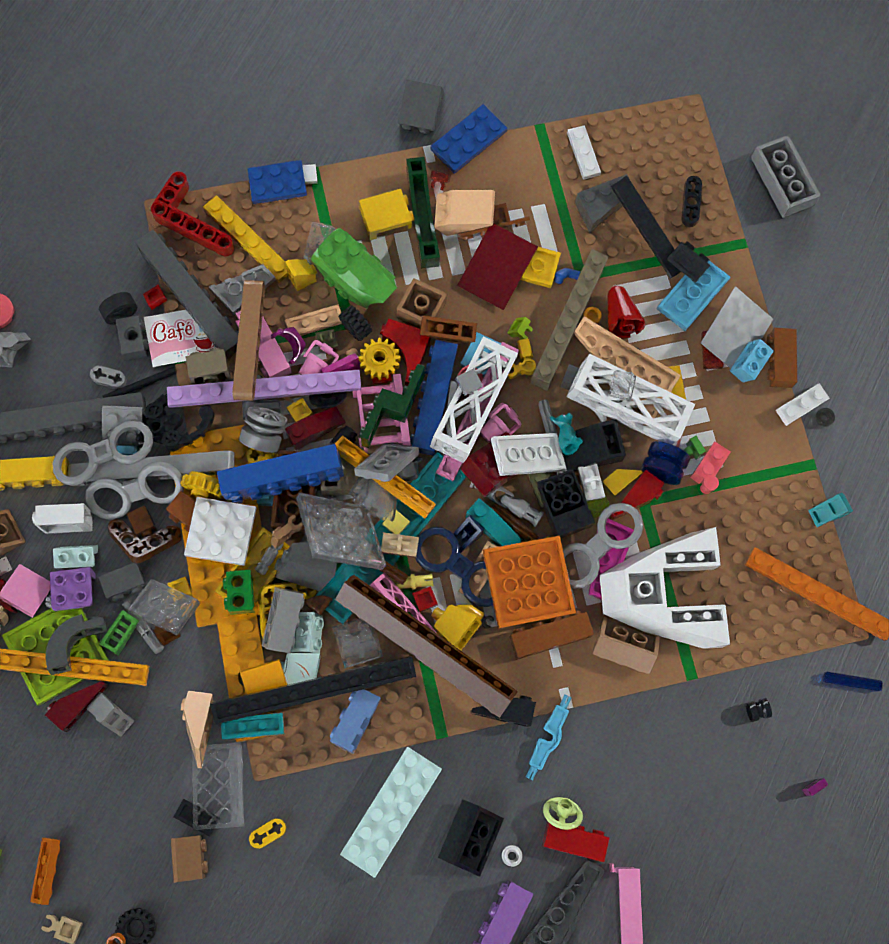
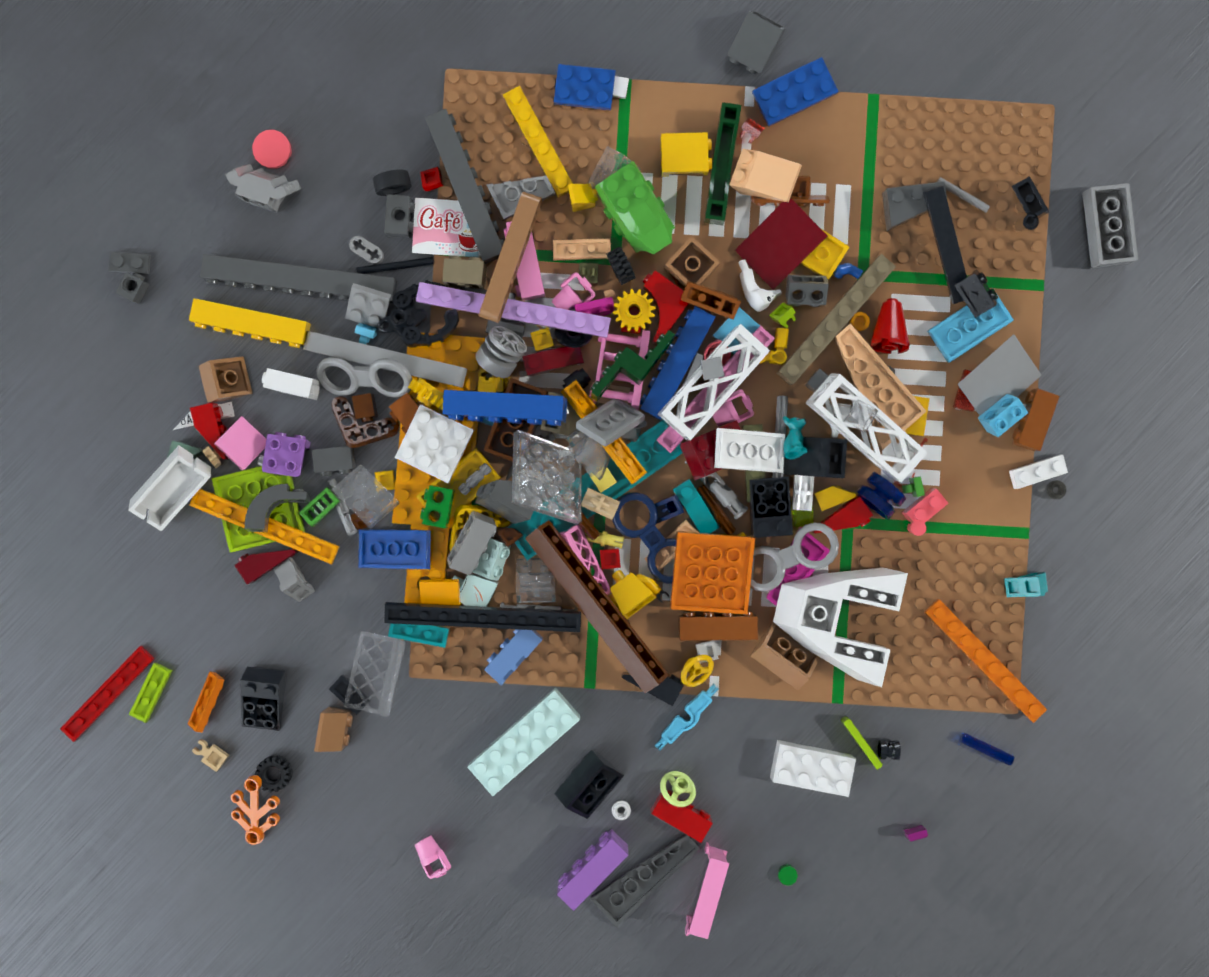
camera: 30 degrees right, 15 degrees up
(74, 556) = (294, 422): light aqua bracket -> none
(102, 452) = (342, 331): light grey bar -> none
(105, 849) = (262, 698): none -> black slope
(187, 221) = (482, 107): red beam -> none
(198, 720) = (371, 609): light nougat slope -> none
(206, 651) = (394, 549): none -> blue tile
(265, 829) = (410, 730): yellow beam -> none
(283, 533) = (490, 464): medium nougat plate -> none
(295, 340) = (557, 264): magenta helmet -> none
(490, 318) = (757, 298): none -> white animal
(534, 295) = (807, 285): none -> dark grey brick
(541, 683) = (694, 668): none -> yellow piece
(547, 664) = (707, 648): none -> white tile
(583, 152) = (909, 140): white plate -> none
(652, 186) = (965, 196): none -> light grey bar
(690, 750) = (812, 768): none -> white brick
(697, 196) = (1002, 240): black beam -> none
(702, 872) = (787, 875): none -> green tile
(709, 173) = (1031, 202): none -> black hinge
(729, 710) = (861, 742): none -> lime tile

